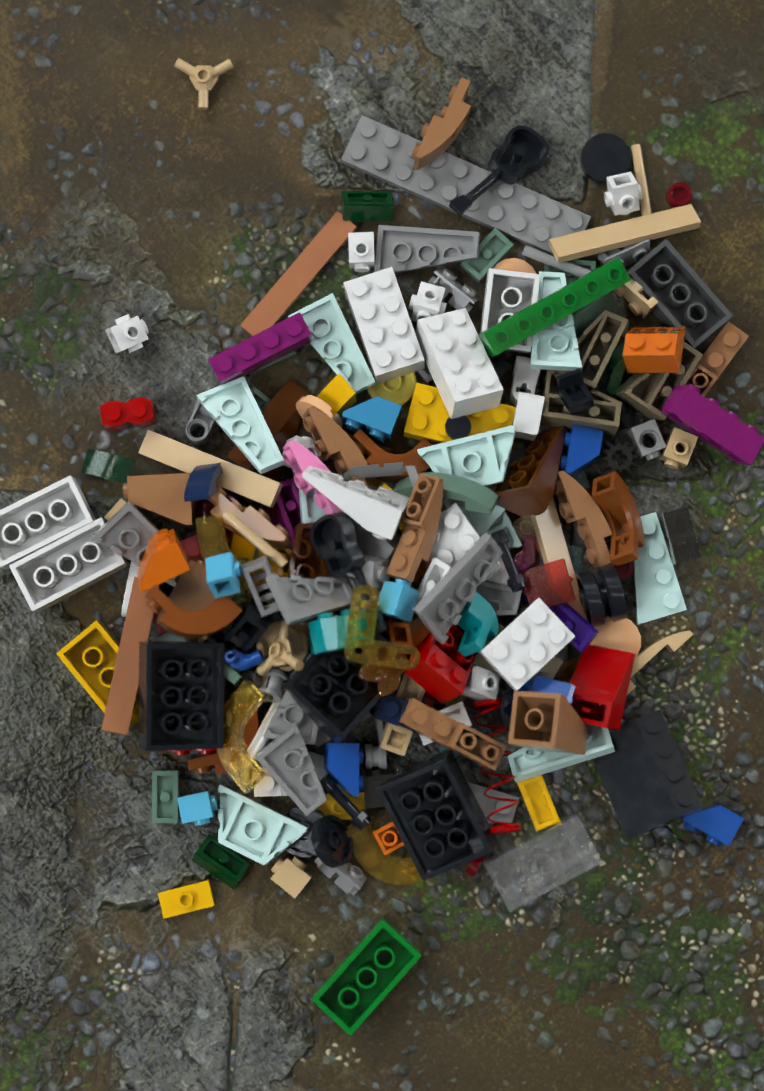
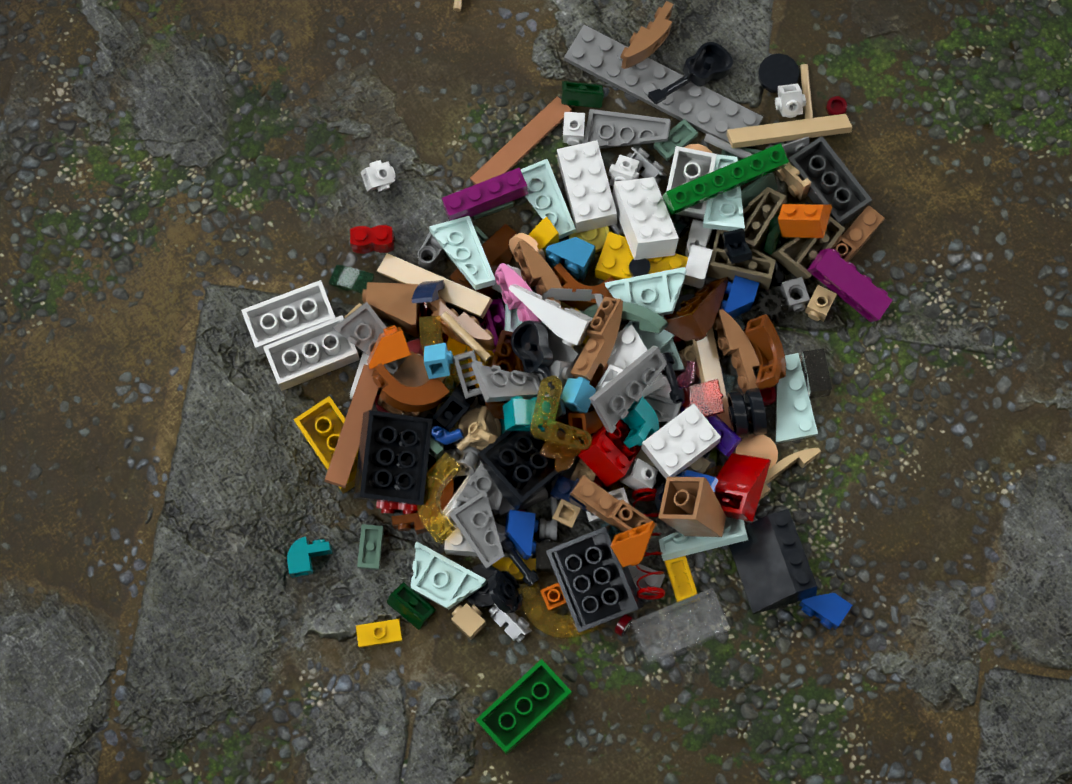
camera: 10 degrees right, 10 degrees down
(82, 815) = (300, 555): none -> teal brick
(197, 807) = (396, 557): medium azure brick -> none
(479, 776) = (632, 544): none -> orange slope

